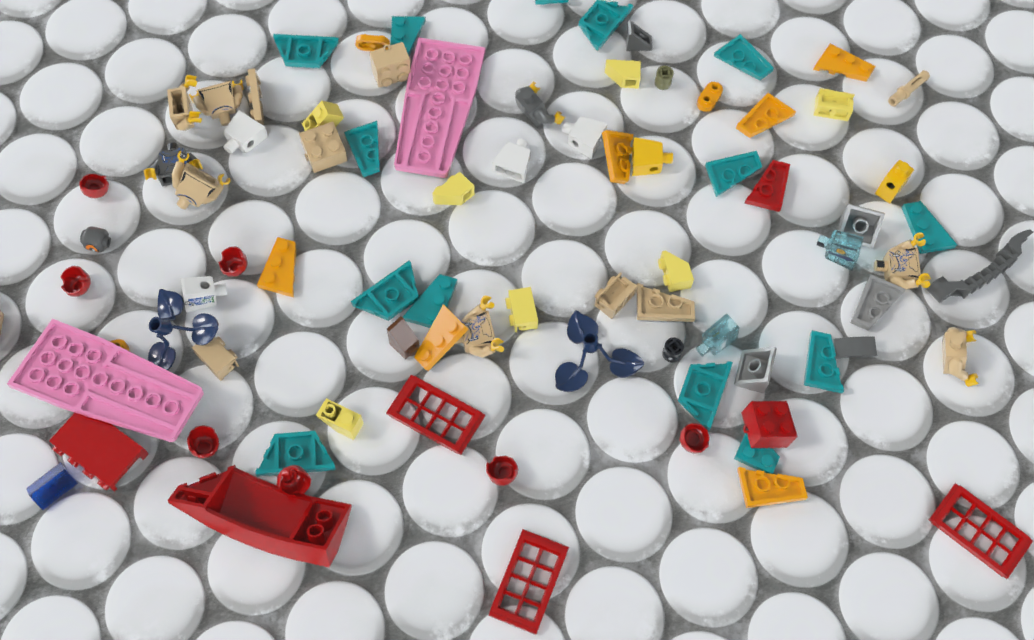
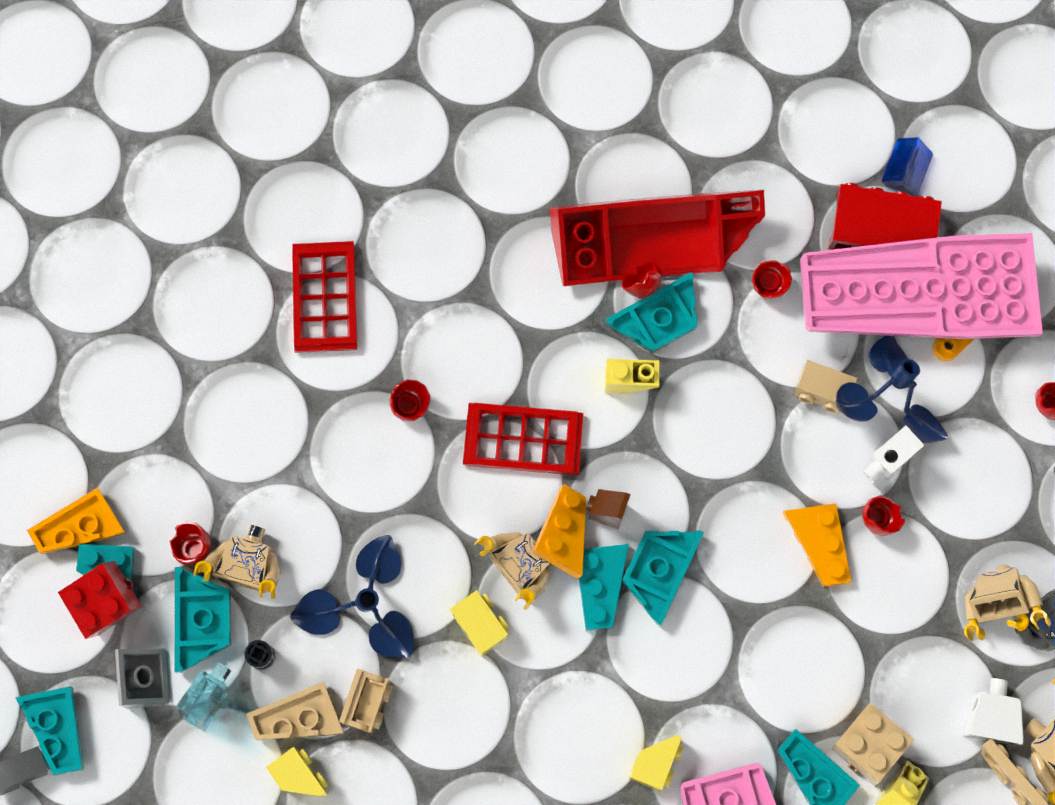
camera: 155 degrees right, 10 degrees up
(661, 410) = (243, 563): none -> tan torso

